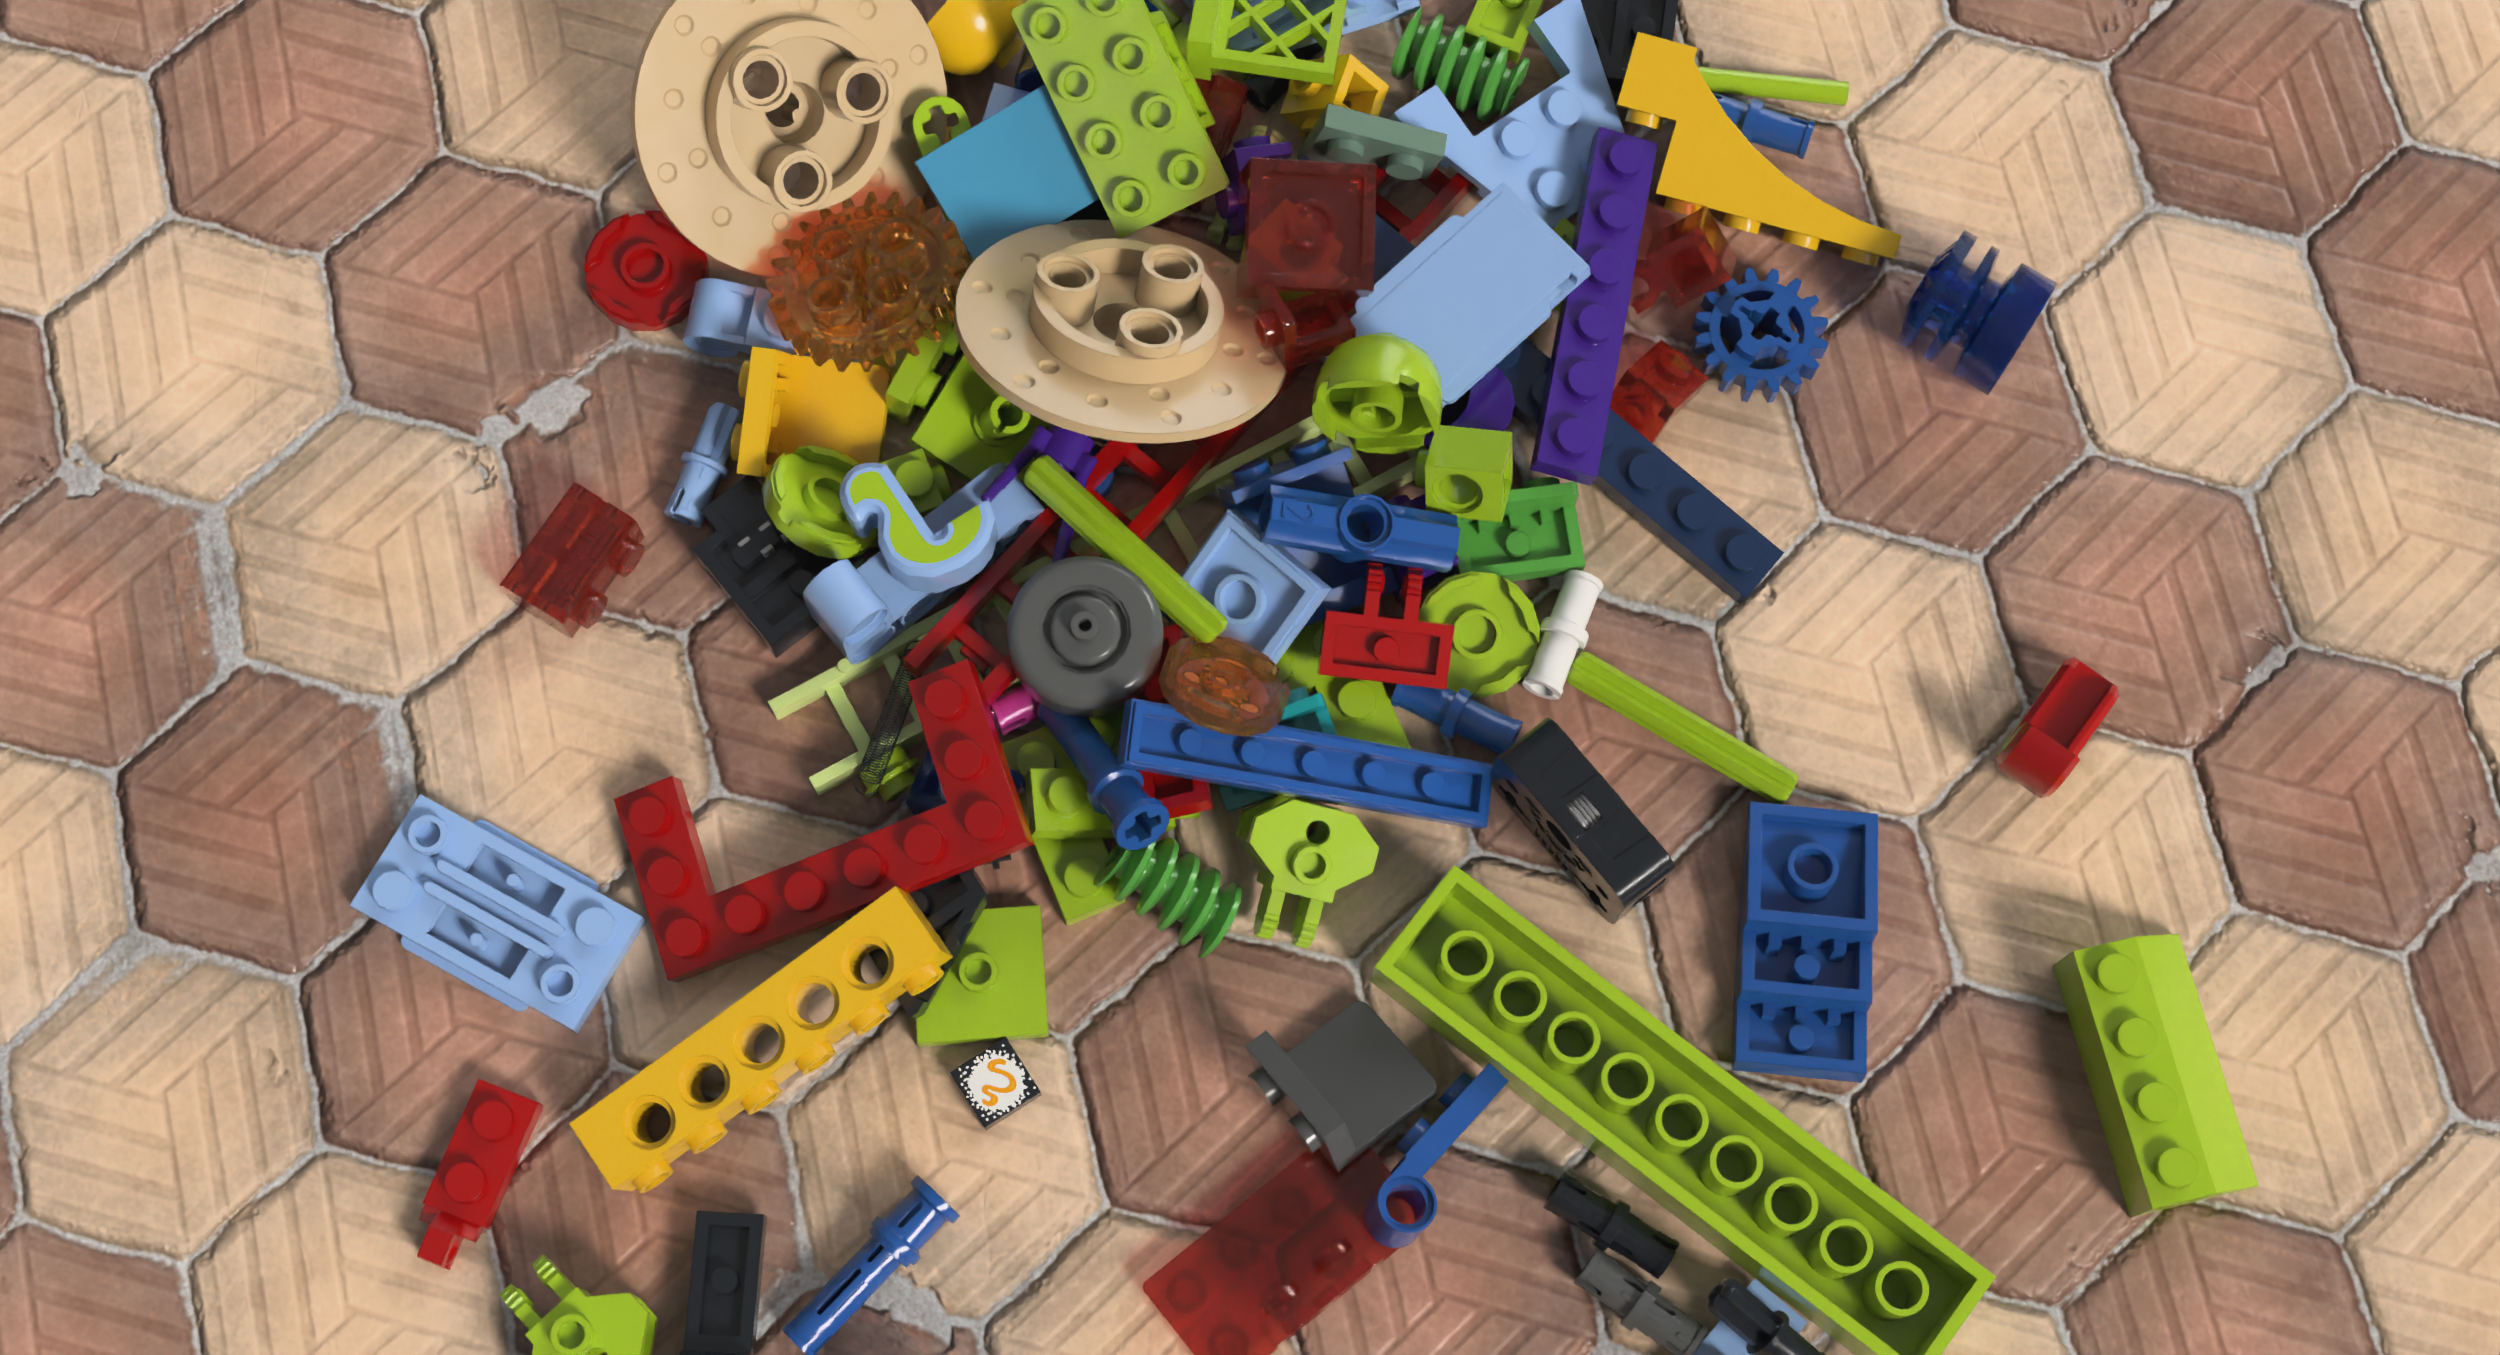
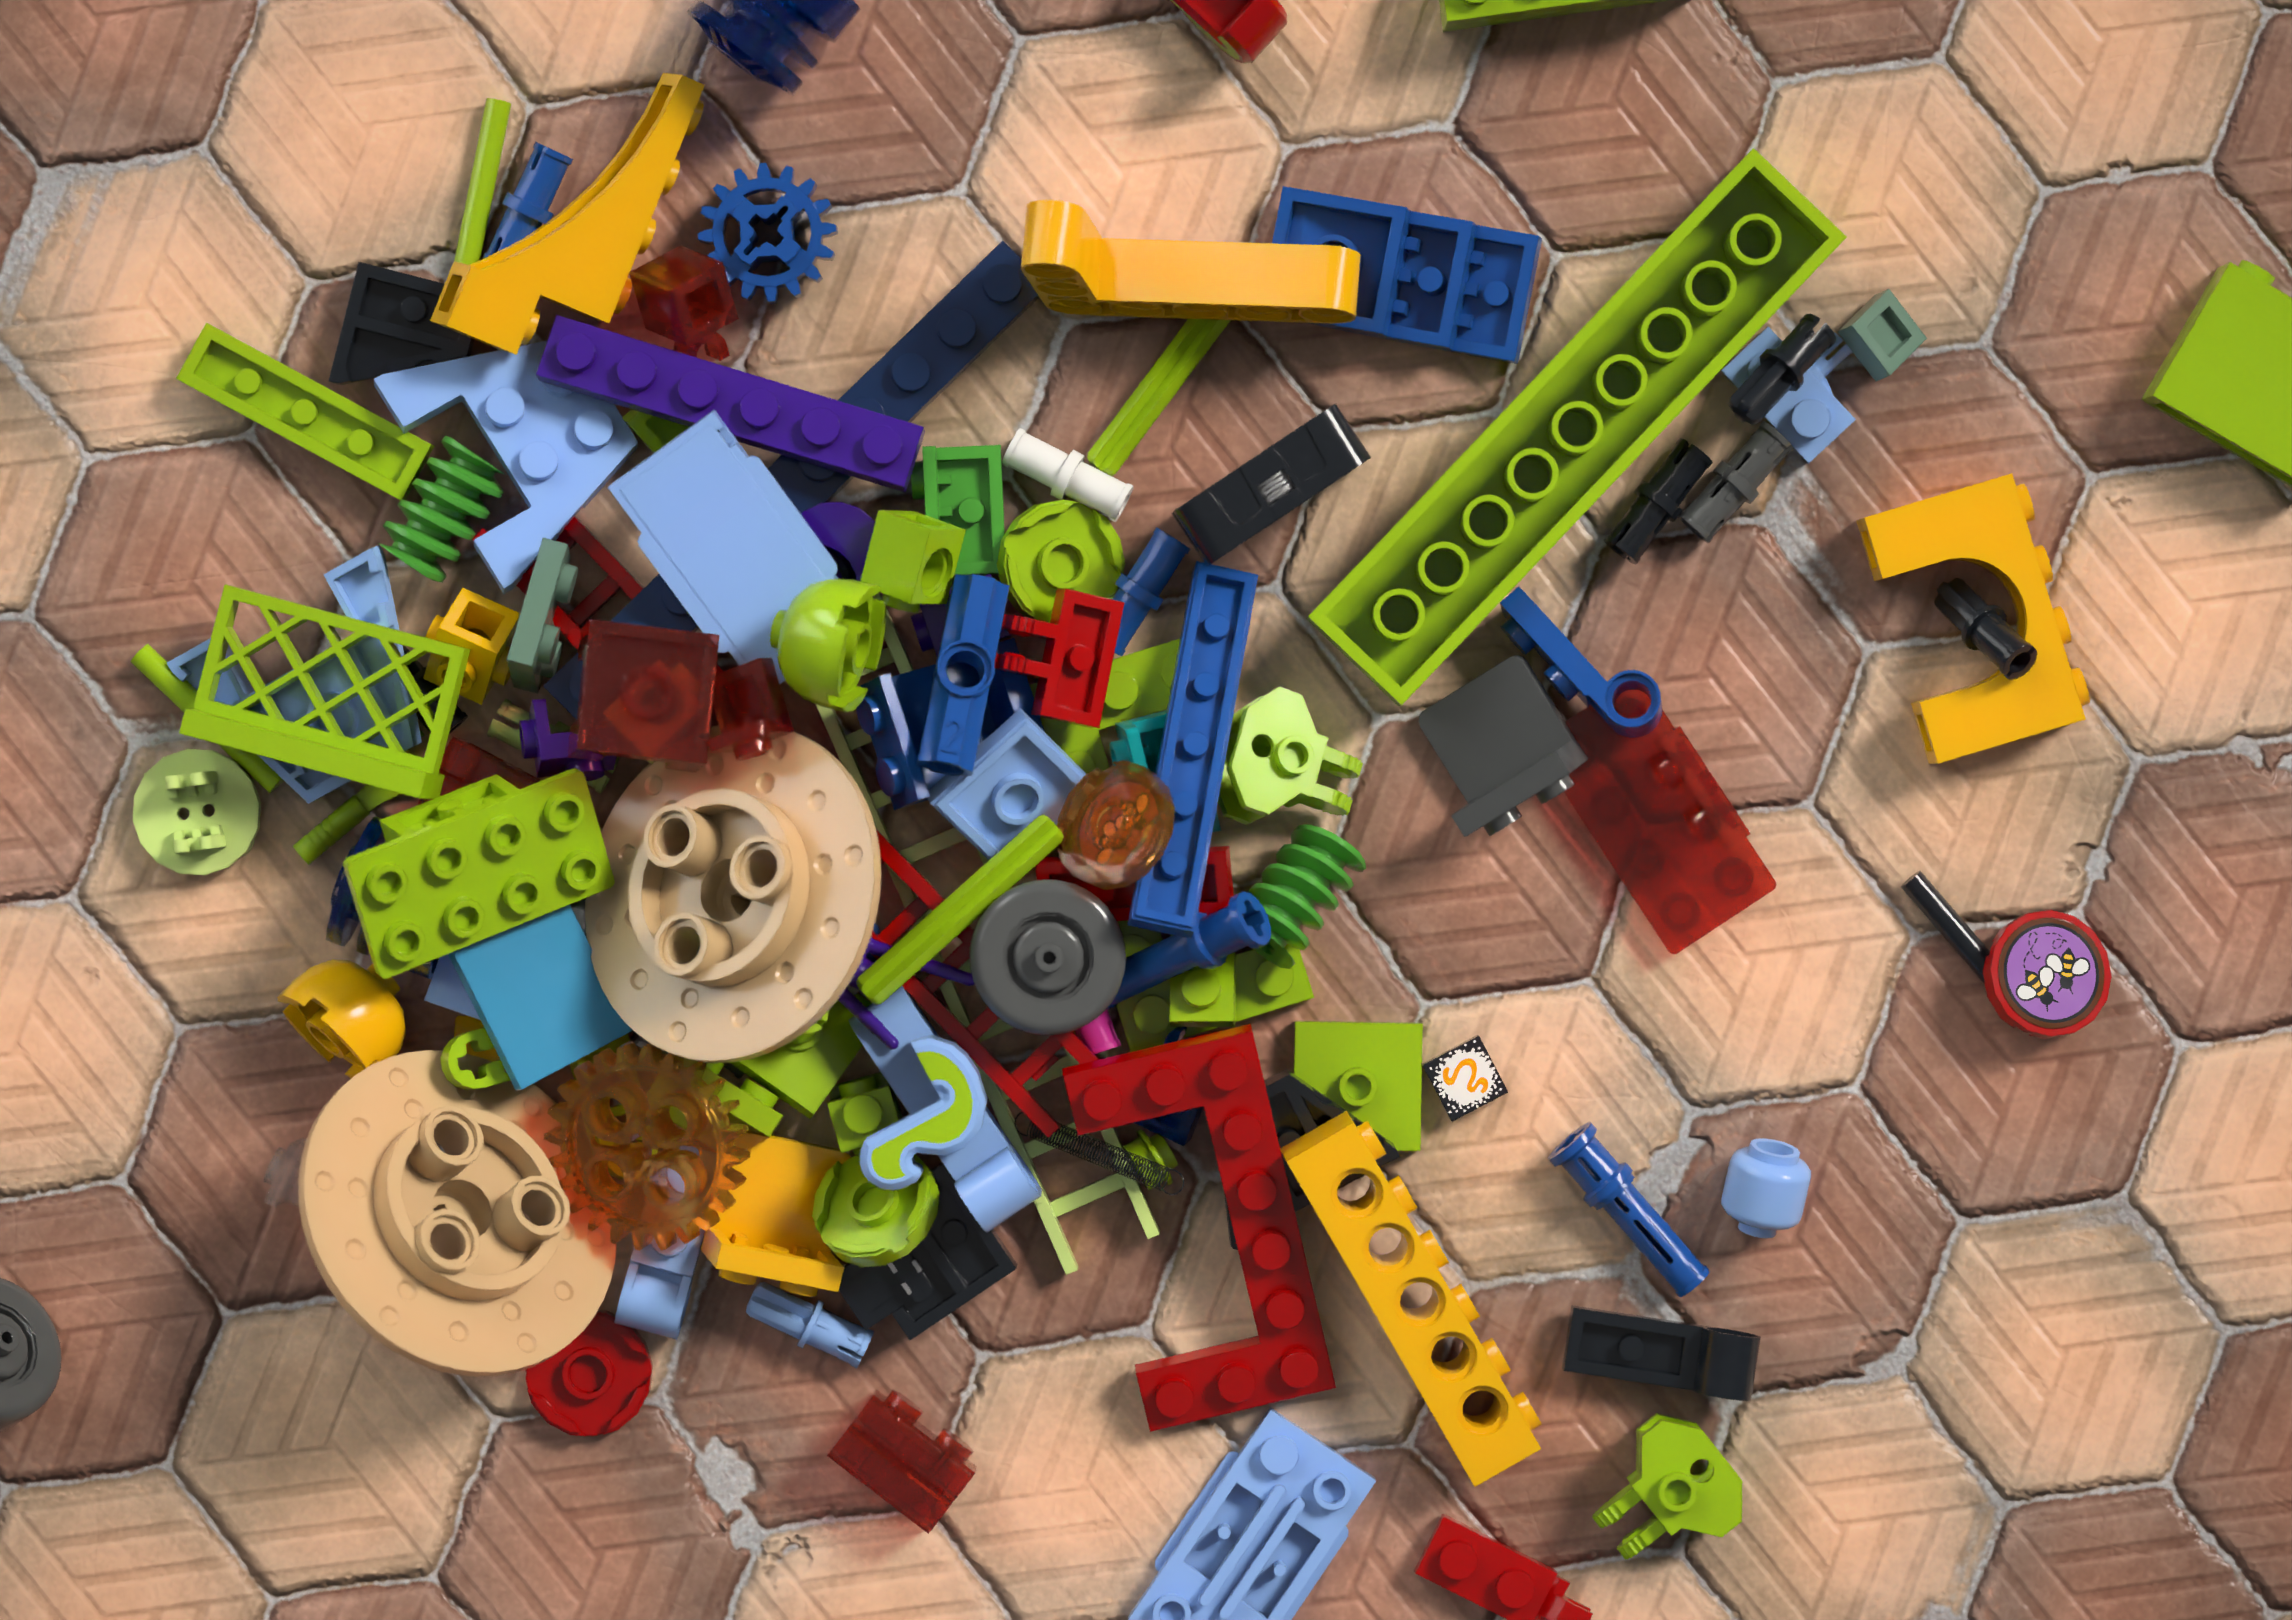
camera: 75 degrees left, 15 degrees up
(1656, 389) = (817, 348): clear red bracket -> none
(1773, 705) = (1240, 281): none -> yellow beam

